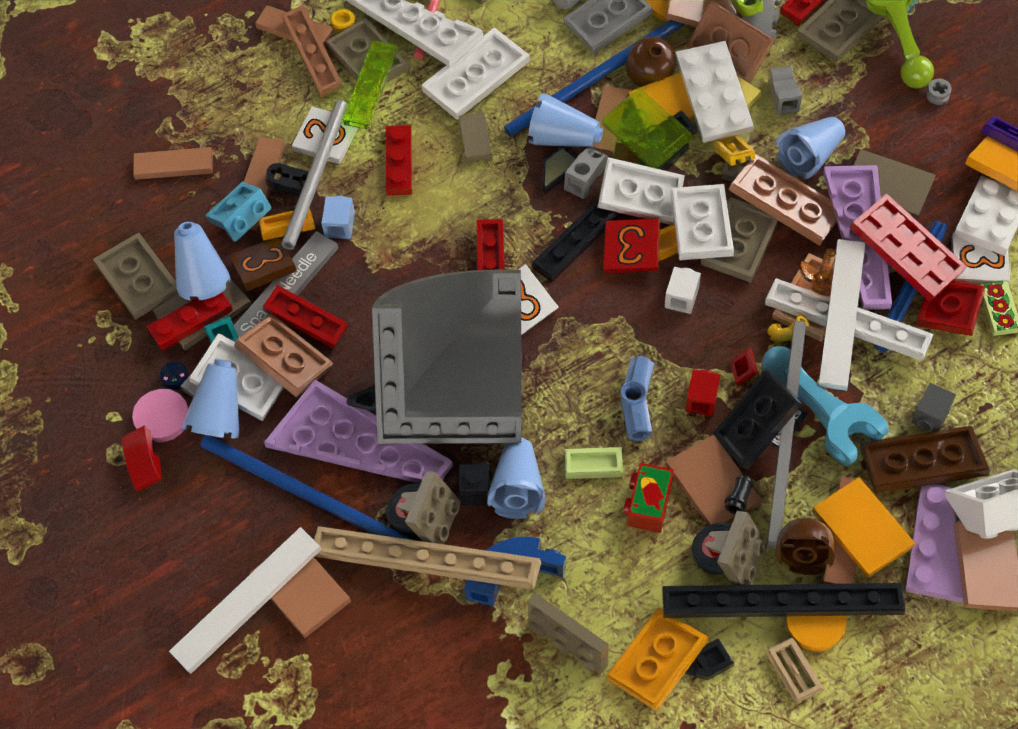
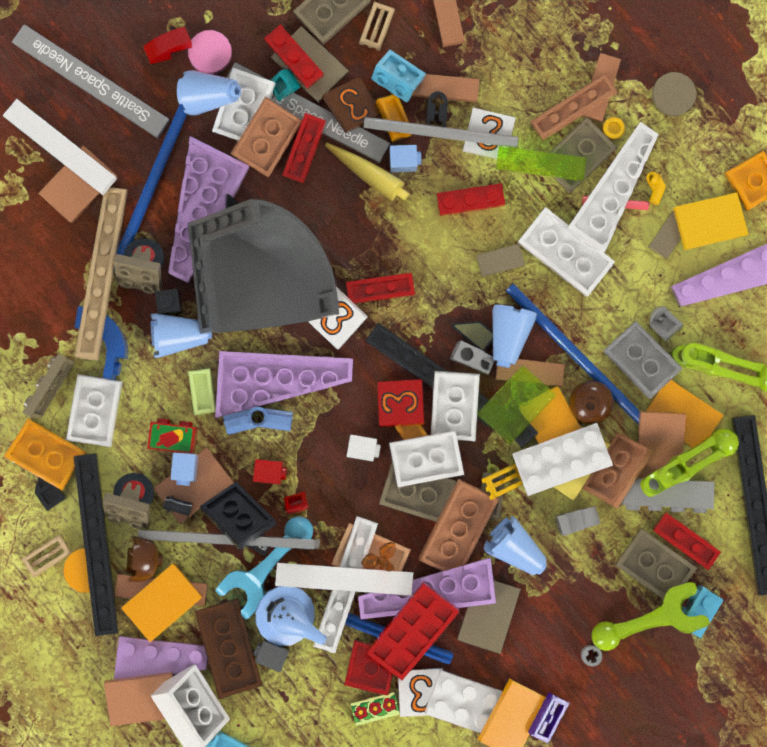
camera: 75 degrees right, 25 degrees up
(160, 239) = (371, 43): none -> tan tile
(164, 560) = (91, 81): none -> light grey tile
(173, 375) = (246, 55): clear blue tile -> none
(197, 264) = (329, 55): light blue cone -> none
(350, 253) = (370, 173): none -> light yellow piece
(585, 388) = (262, 379): none -> lavender wing
(604, 594) = (94, 410): none -> white tile
(691, 480) = (184, 468): none -> light blue brick
(783, 335) = (332, 539): yellow arm -> none
(888, 383) = (287, 617): none -> light blue piece

